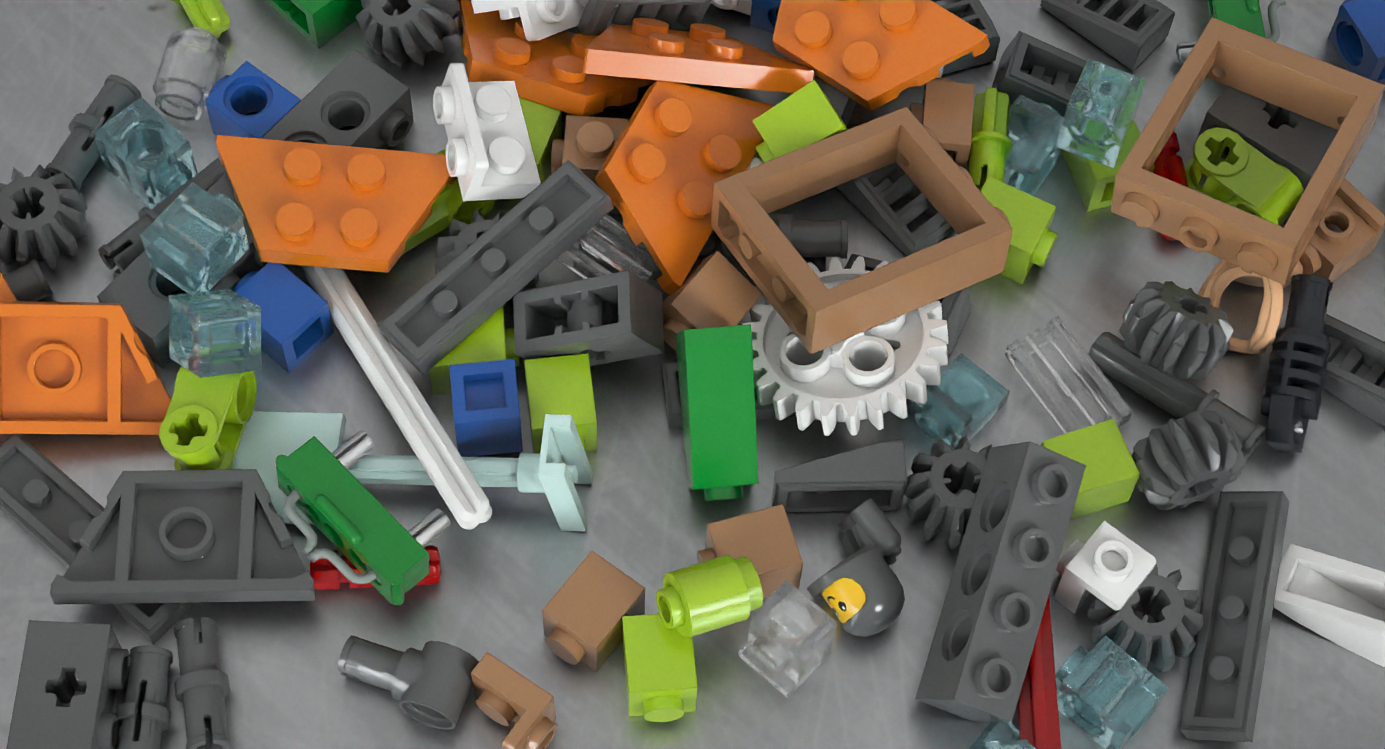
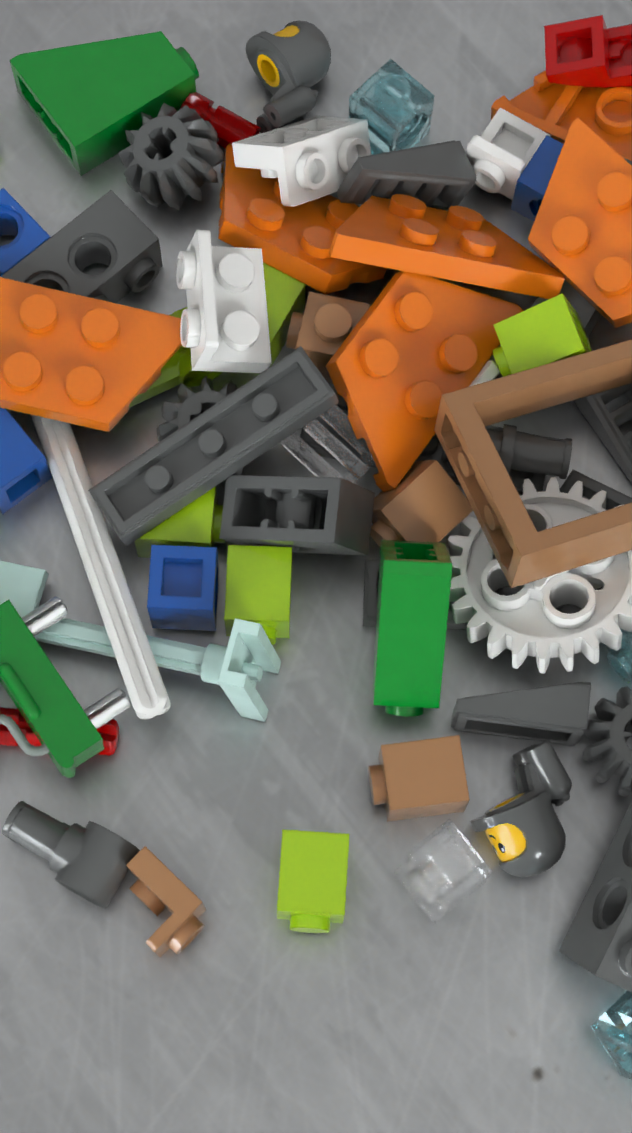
camera: 10 degrees right, 10 degrees up
(588, 611) = (254, 812): medium nougat brick -> none
(709, 595) = (369, 827): lime brick -> none

